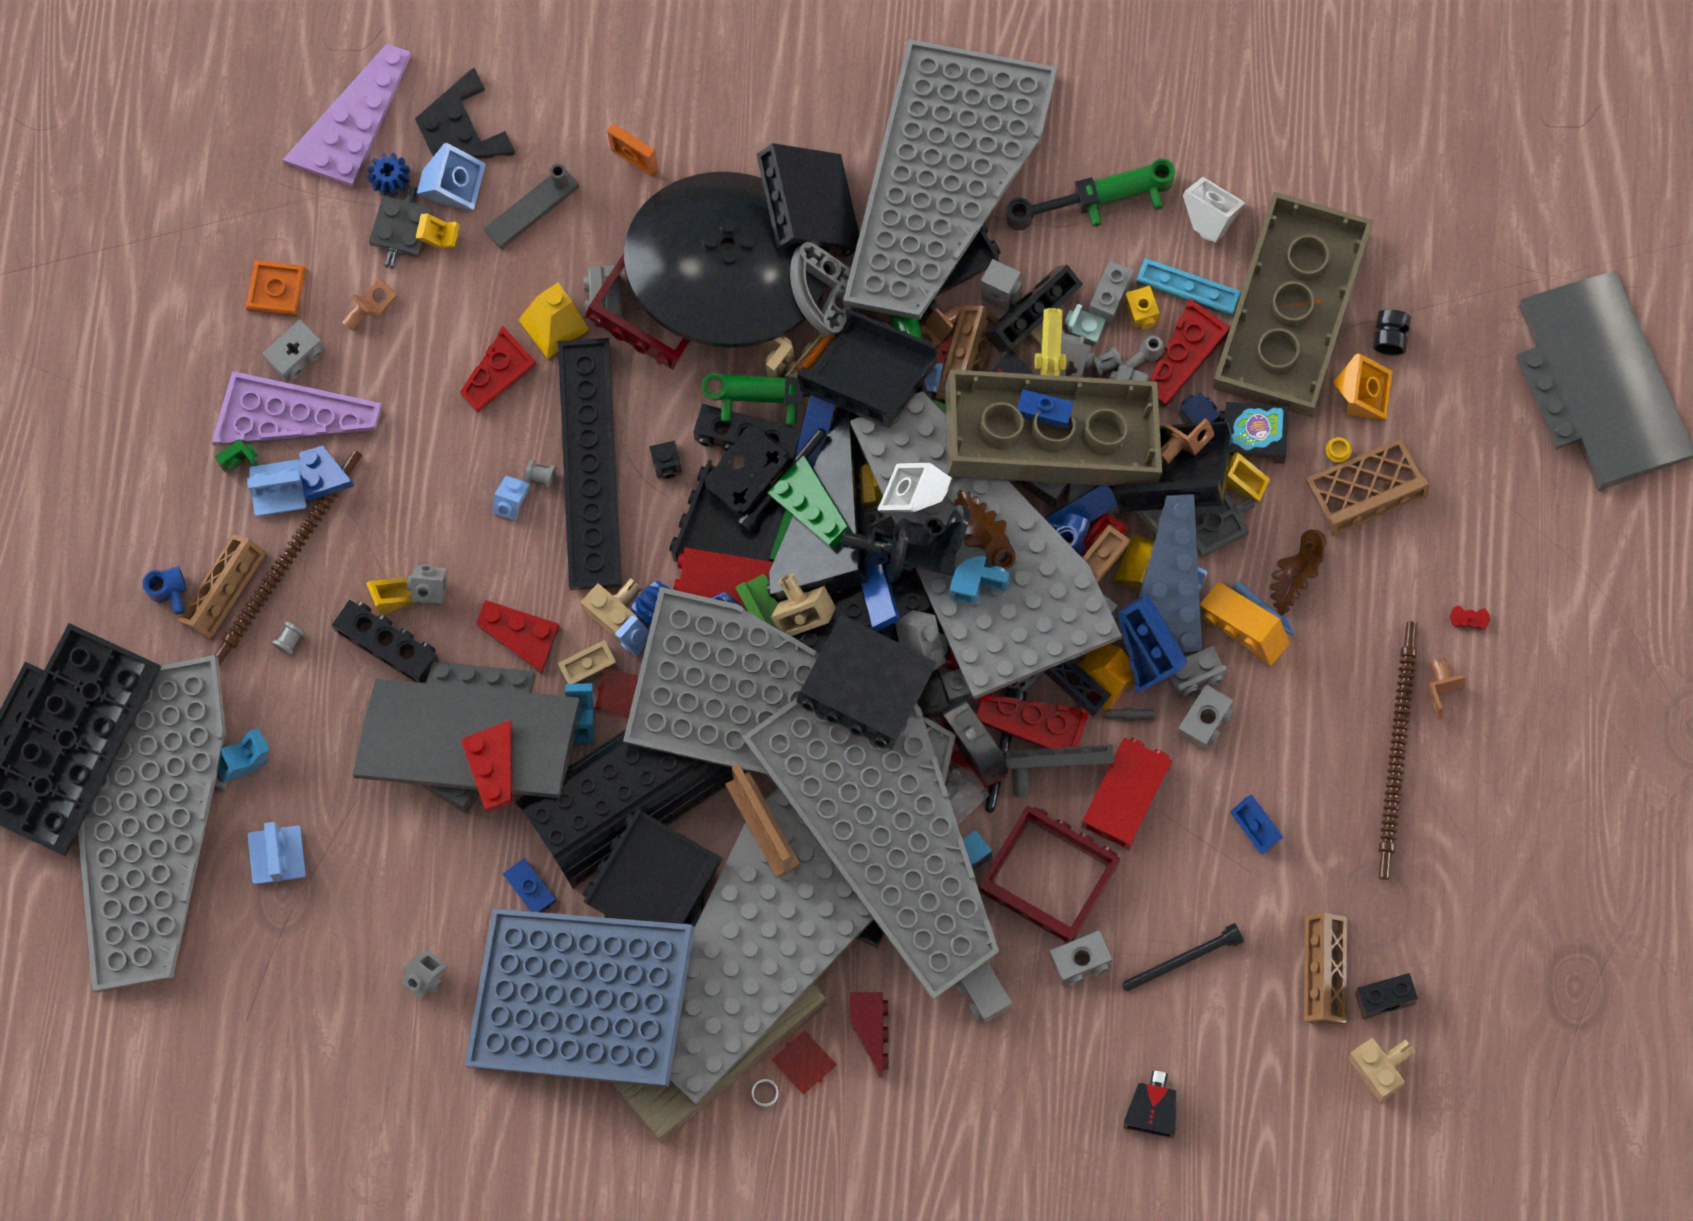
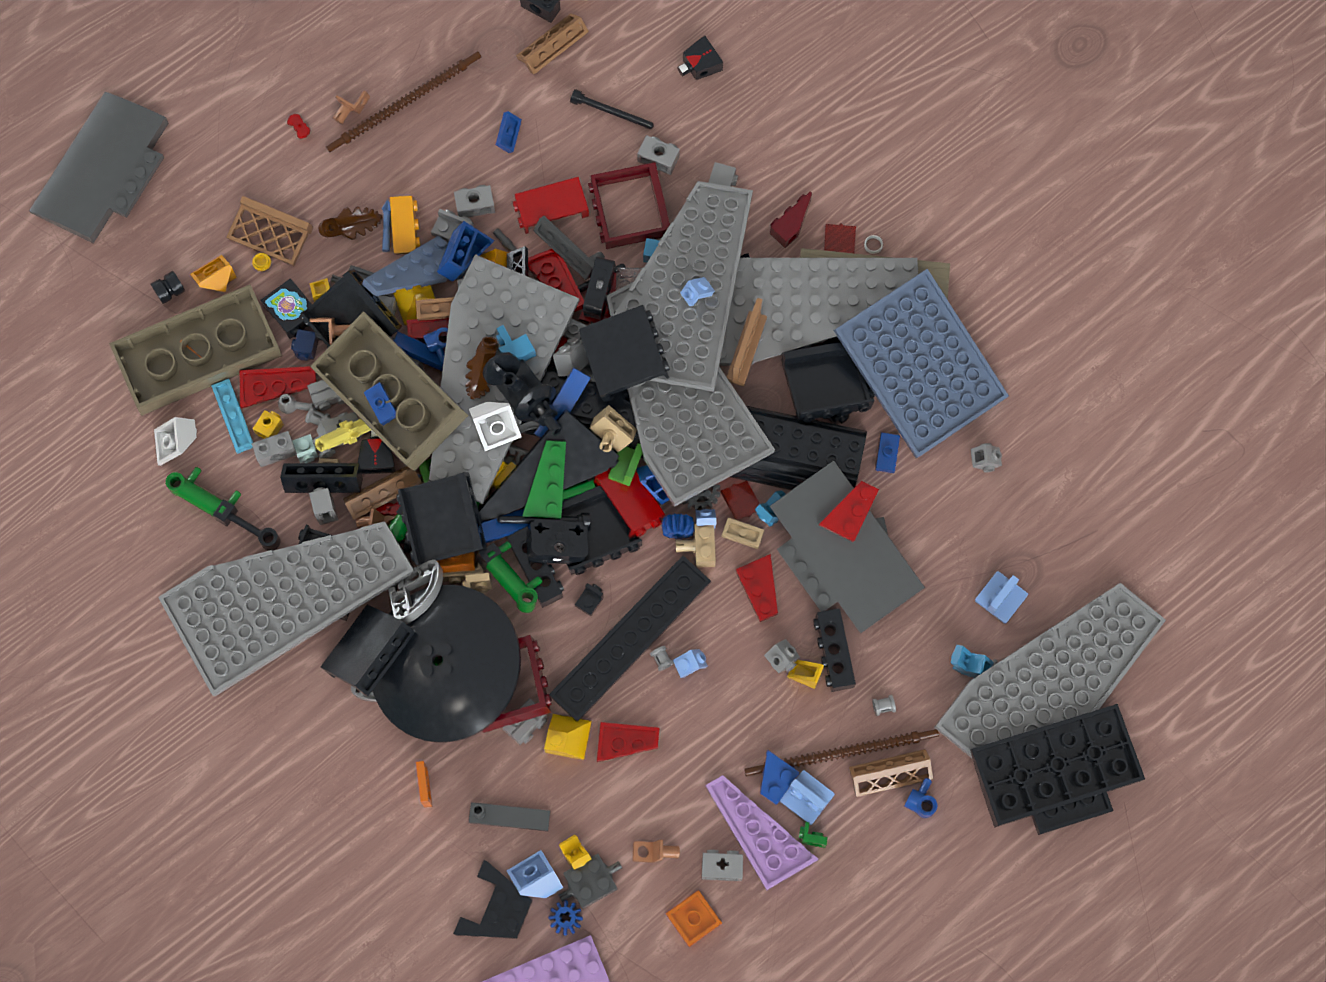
camera: 140 degrees left, 0 degrees up
(865, 820) = (696, 289): none -> light blue bracket

